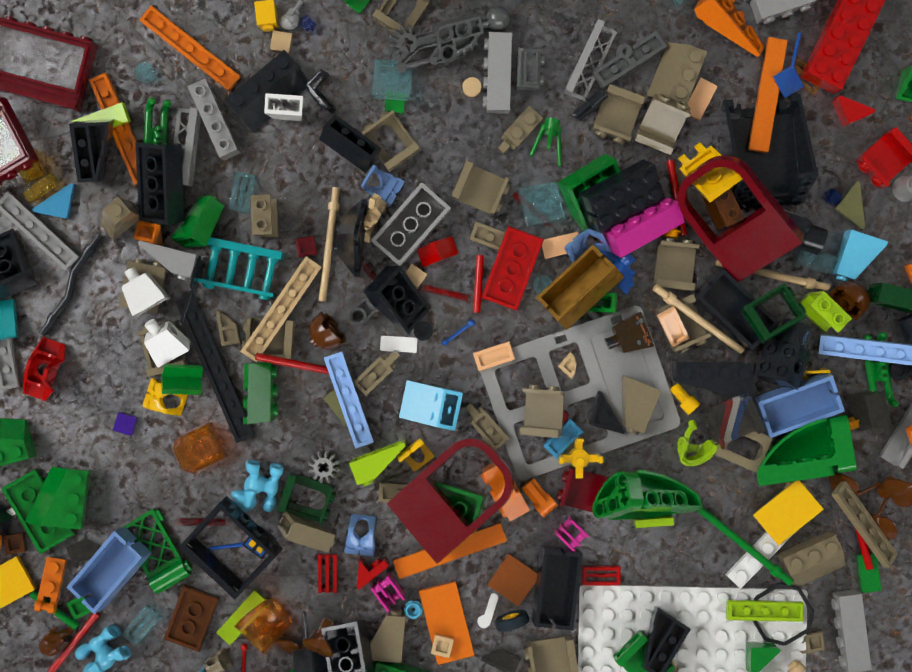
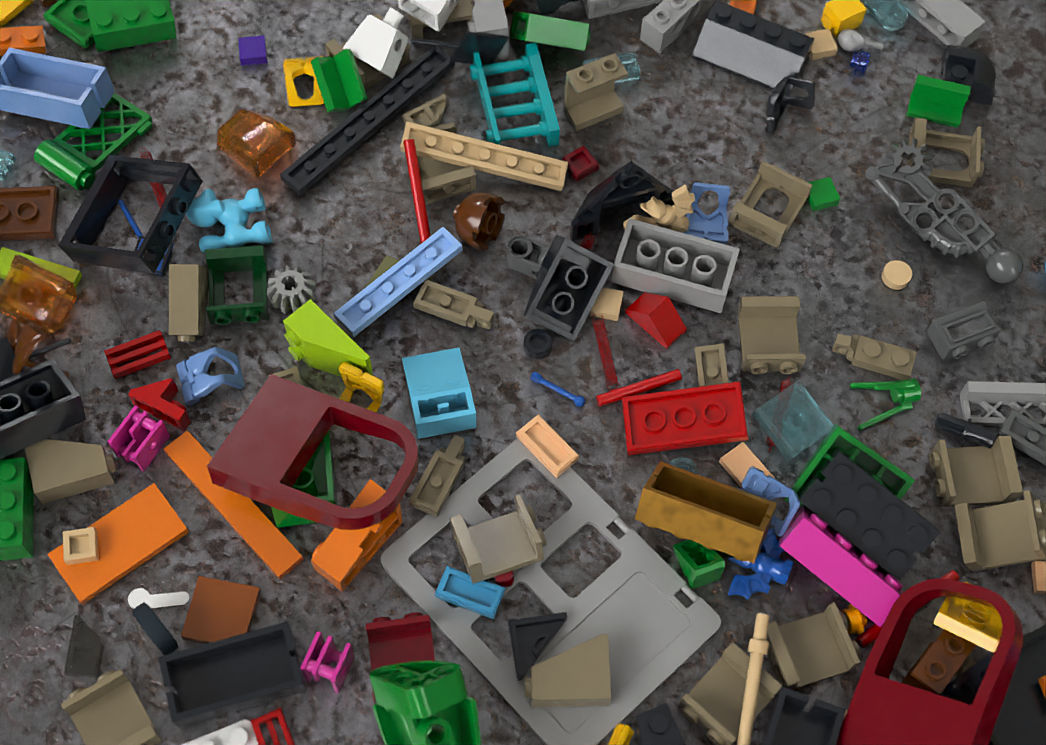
camera: 65 degrees right, 25 degrees down
(261, 388) = (360, 168): green wedge -> none
(284, 106) = (747, 68): white torso -> none
(333, 207) = (583, 190): tan bar -> none
(350, 143) = (741, 154): black brick -> none
(389, 82) = (845, 176): clear light blue tile -> none
(400, 344) = (505, 322): white sticker -> none
(408, 609) = (120, 480): medium azure plate -> none
(498, 72) = (935, 295): light grey brick -> none
(542, 501) = (361, 602): orange piece -> none
(568, 365) = (583, 558): tan tile -> none
(579, 457) = (451, 619): yellow piece -> none
(630, 334) = (672, 620): torso -> none
(673, 326) = (717, 678): light nougat tile -> none

